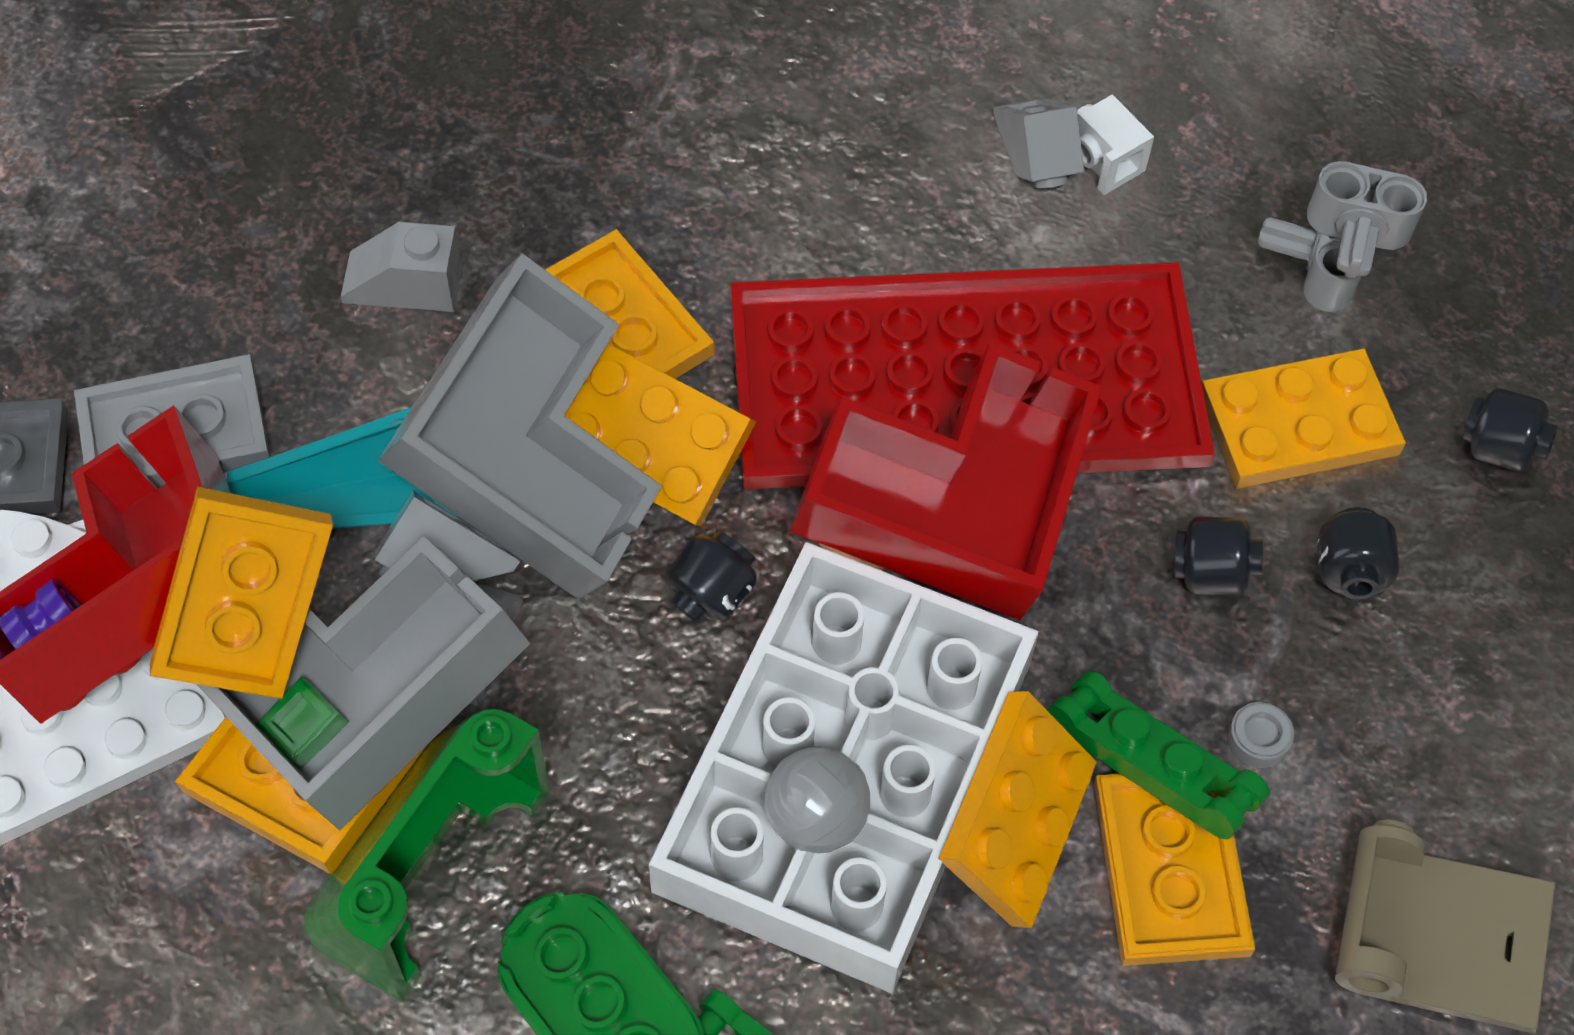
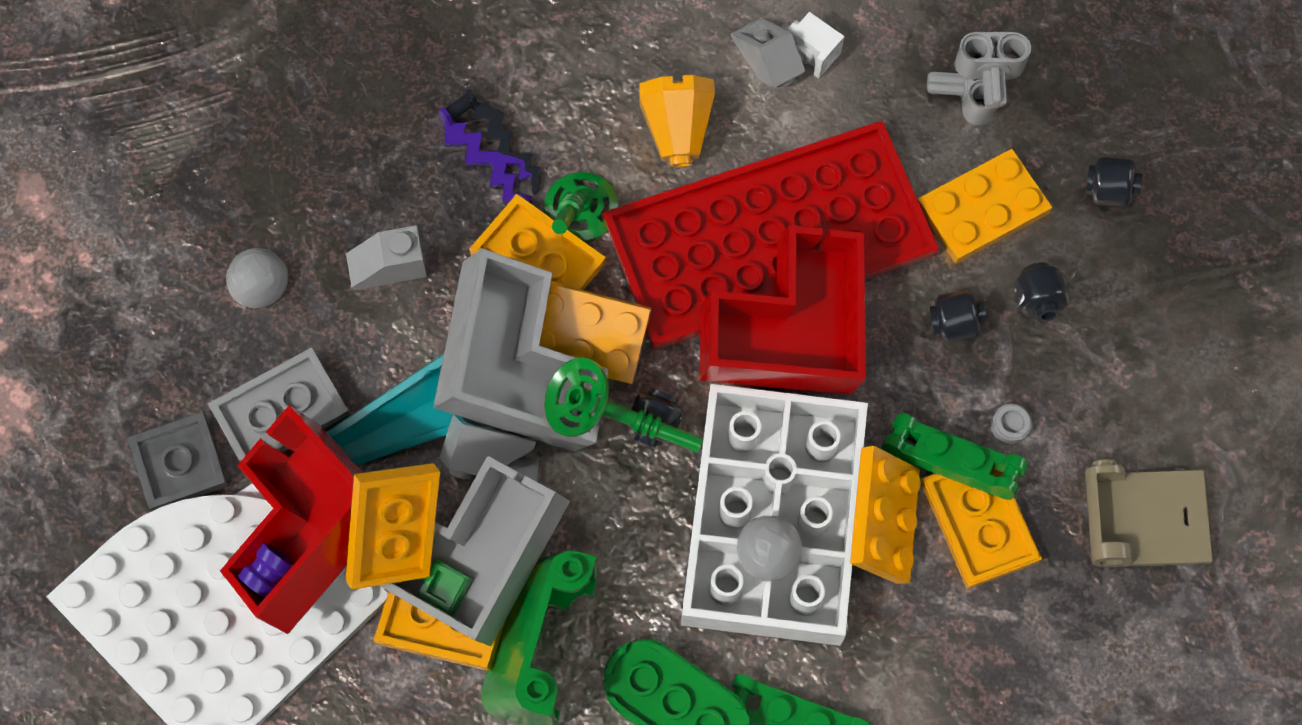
camera: 15 degrees left, 10 degrees up
(215, 251) = (257, 278): none -> light grey piece
(561, 140) = (498, 160): none -> piece
(610, 512) = (588, 401): none -> green dish
(704, 267) = (576, 205): none -> green dish
(882, 179) = (677, 115): none -> light orange cone

